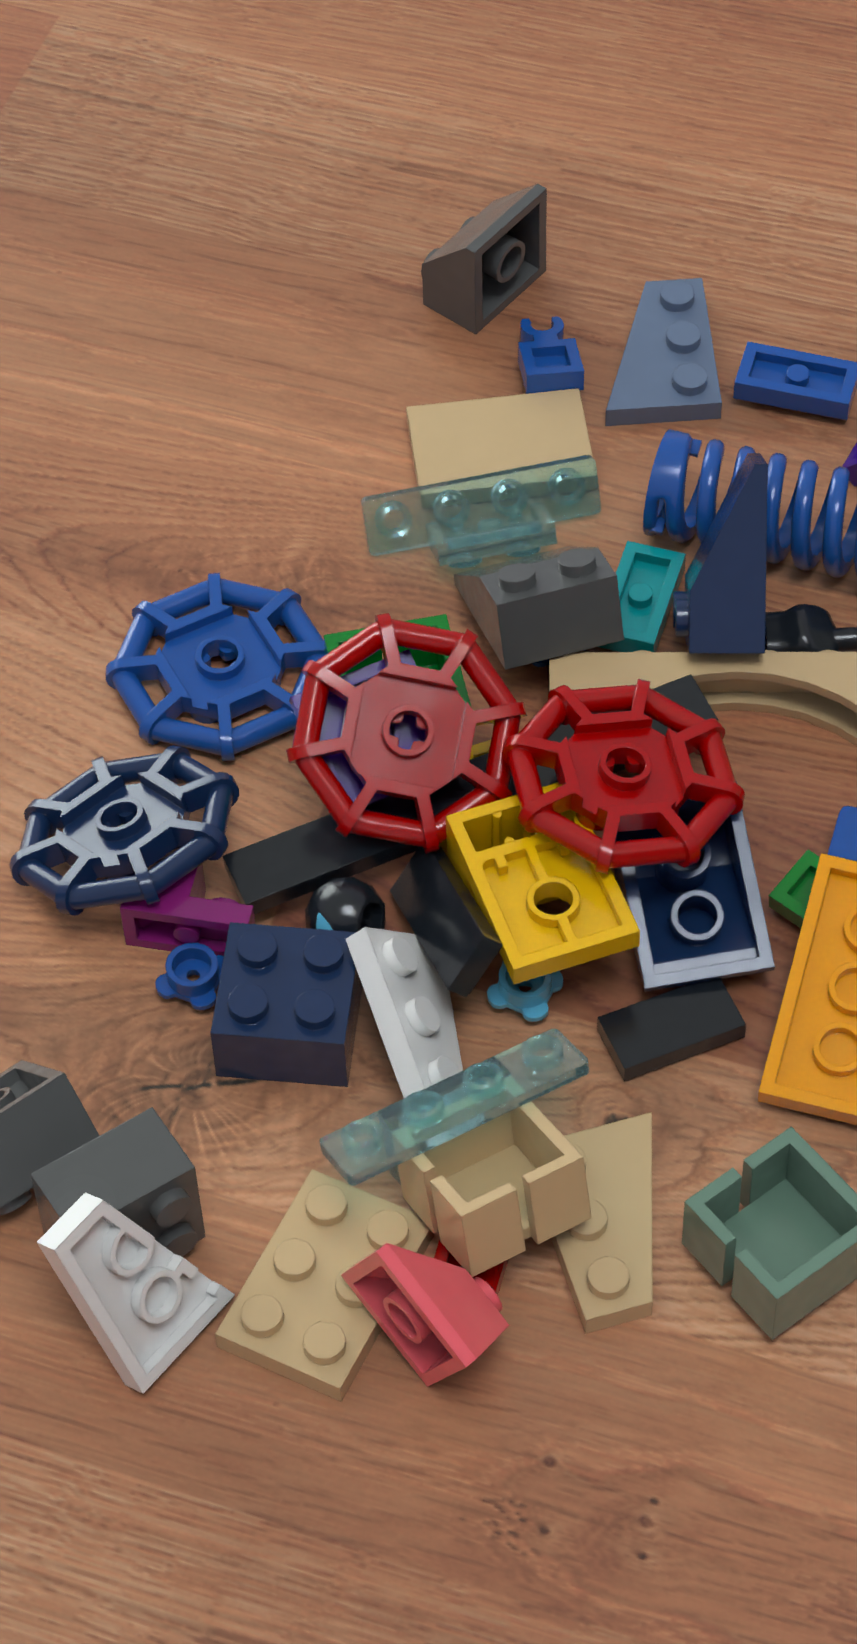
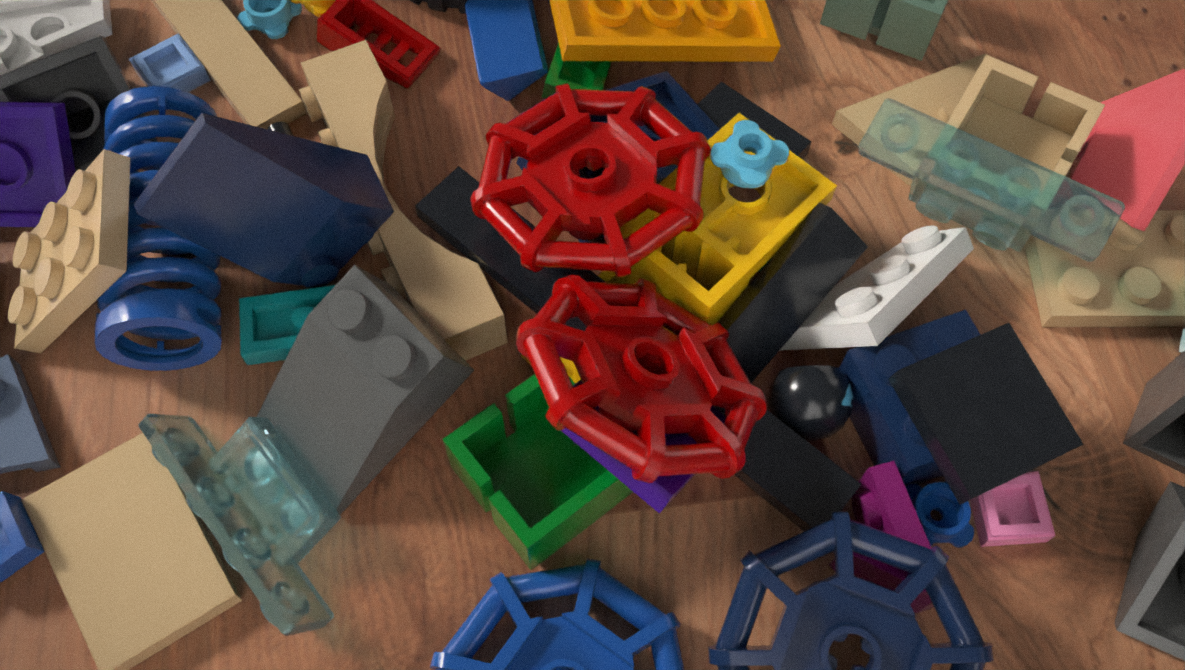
camera: 120 degrees left, 10 degrees up
(164, 1039) = (1013, 513): none -> bright pink tile
(238, 979) = (984, 412): none -> black tile
(574, 911) = (747, 169): none -> medium azure plate
(752, 428) = (72, 253): none -> tan plate

